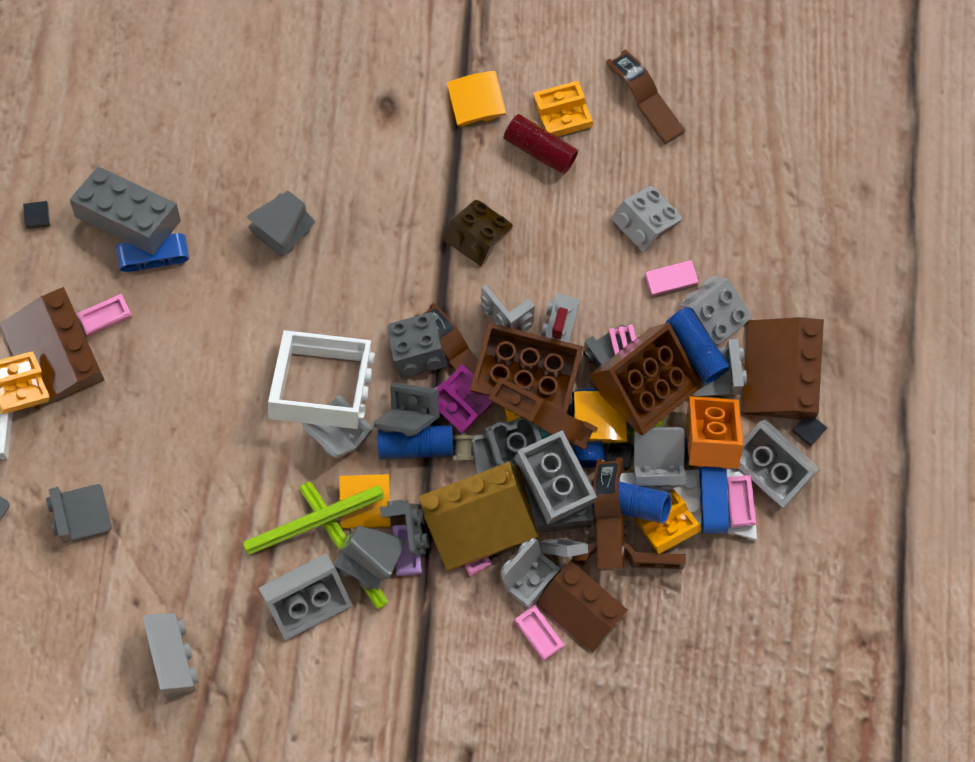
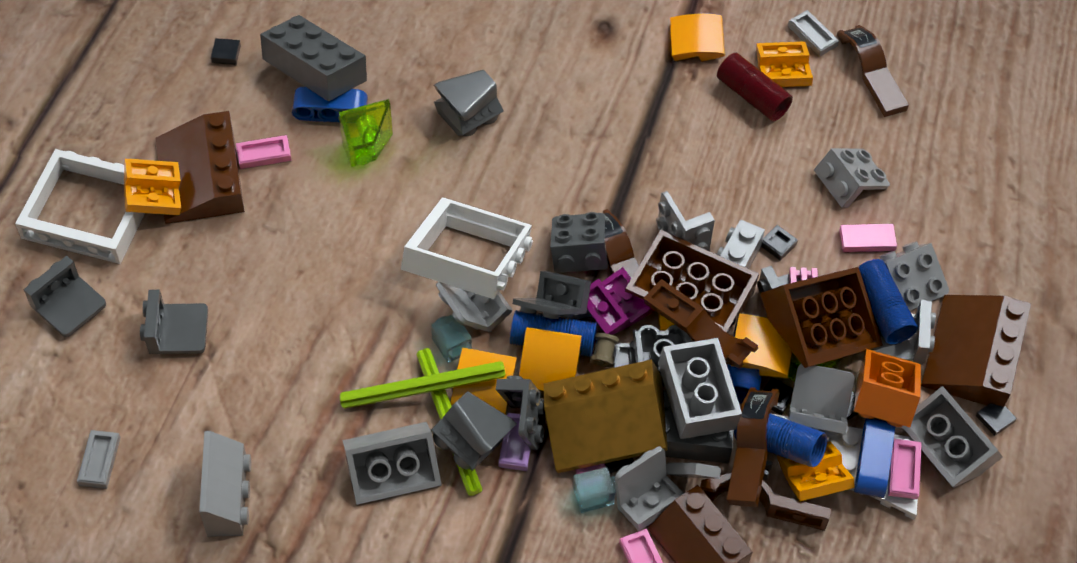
camera: 15 degrees right, 15 degrees down
(51, 652) = (98, 459): none -> light grey tile
(195, 279) = (366, 131): none -> clear neon green slope
(325, 467) = (450, 337): none -> clear light blue brick
(417, 469) = (549, 356): none -> light orange slope
(477, 231) = (667, 151): dark brown bracket -> none
(484, 580) = (594, 489): none -> clear light blue brick
(559, 323) = (738, 242): dark red tile -> none
(583, 68) = (813, 33): none -> light grey tile
(593, 301) = (779, 242): none -> tile

